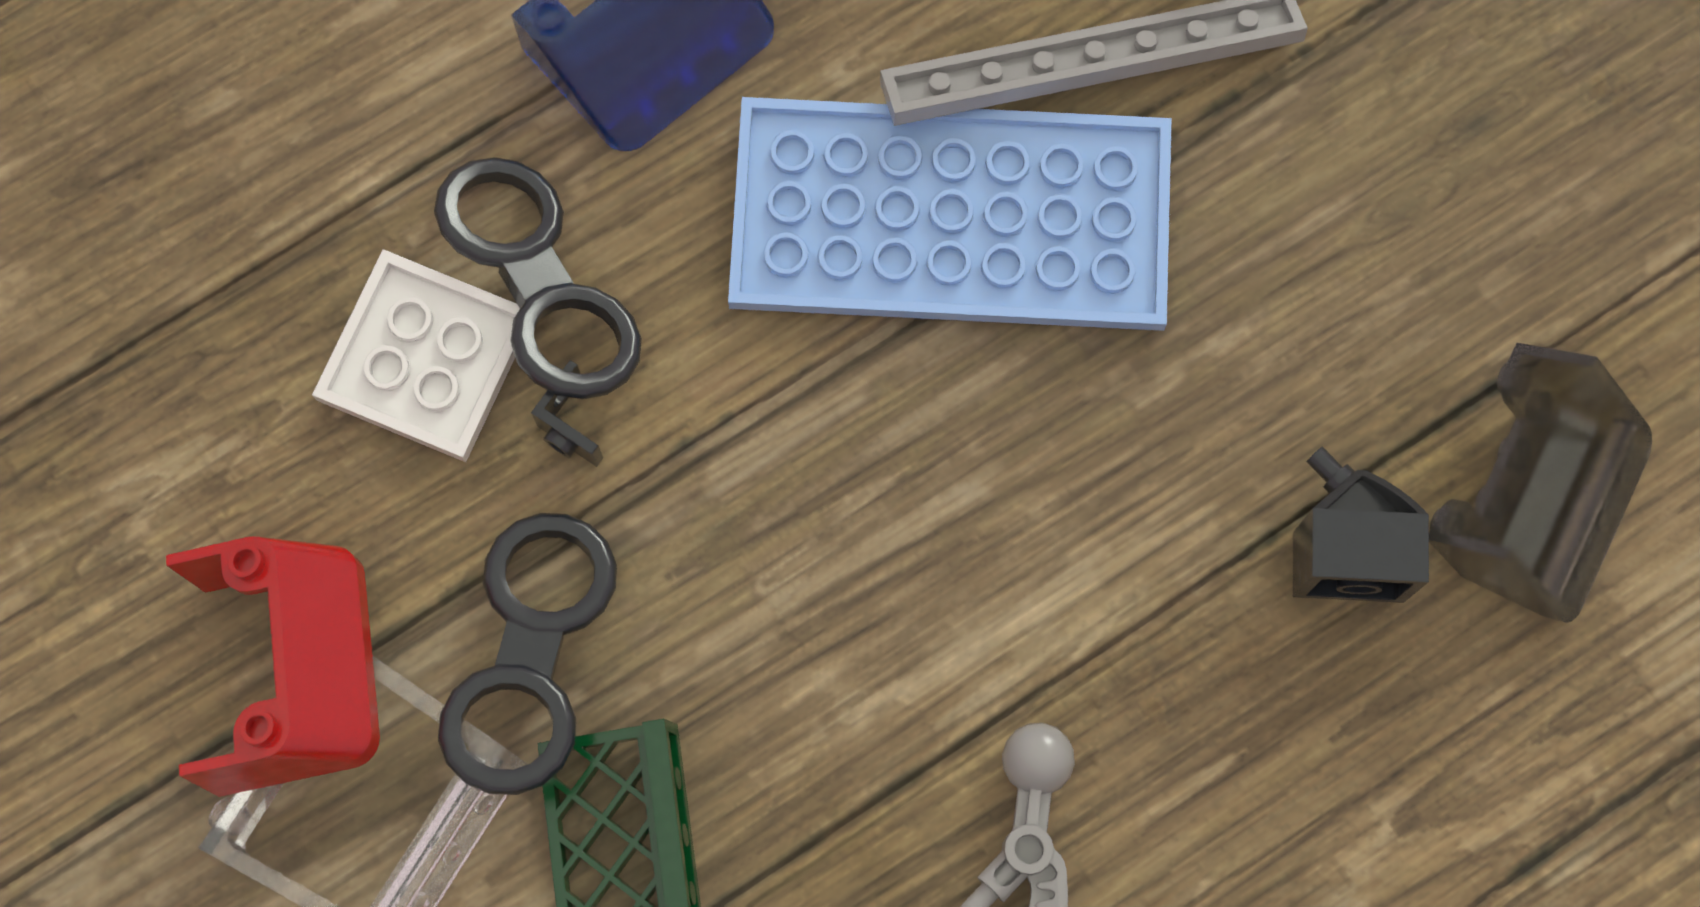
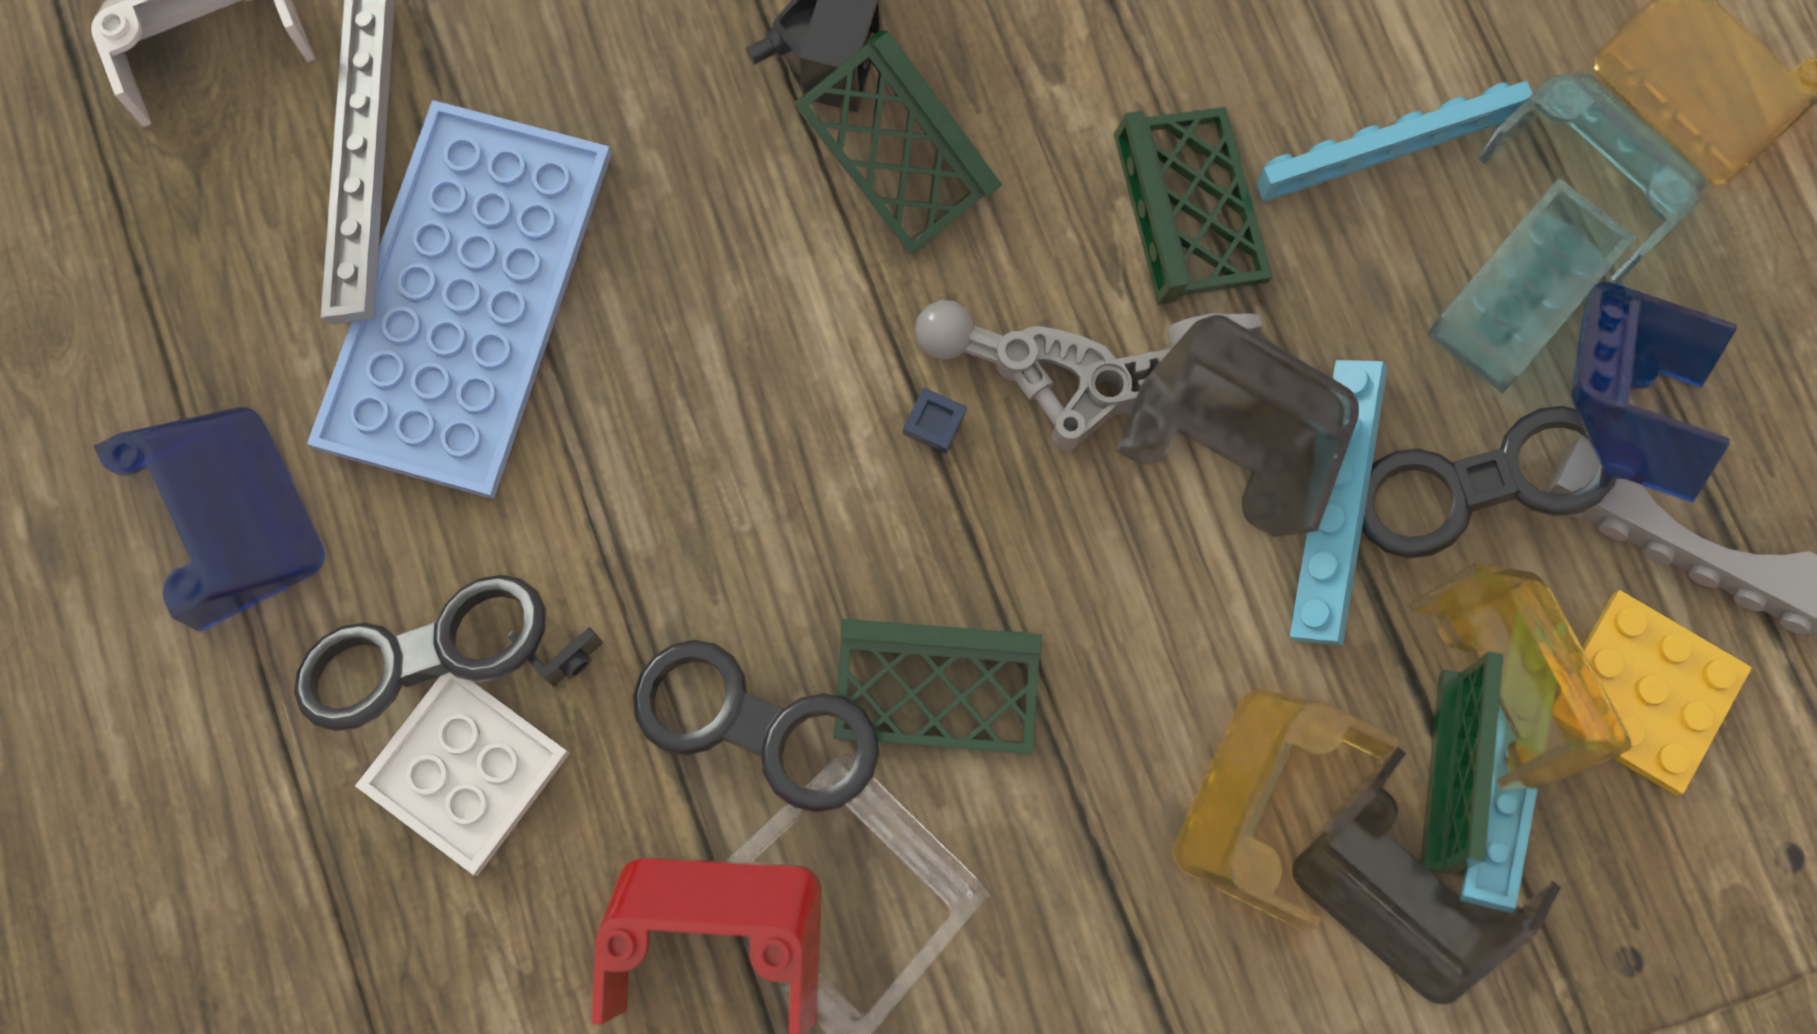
camera: 75 degrees left, 0 degrees up
(929, 773) = (934, 420): none -> dark blue plate
(1289, 678) = (930, 116): none -> dark green fence

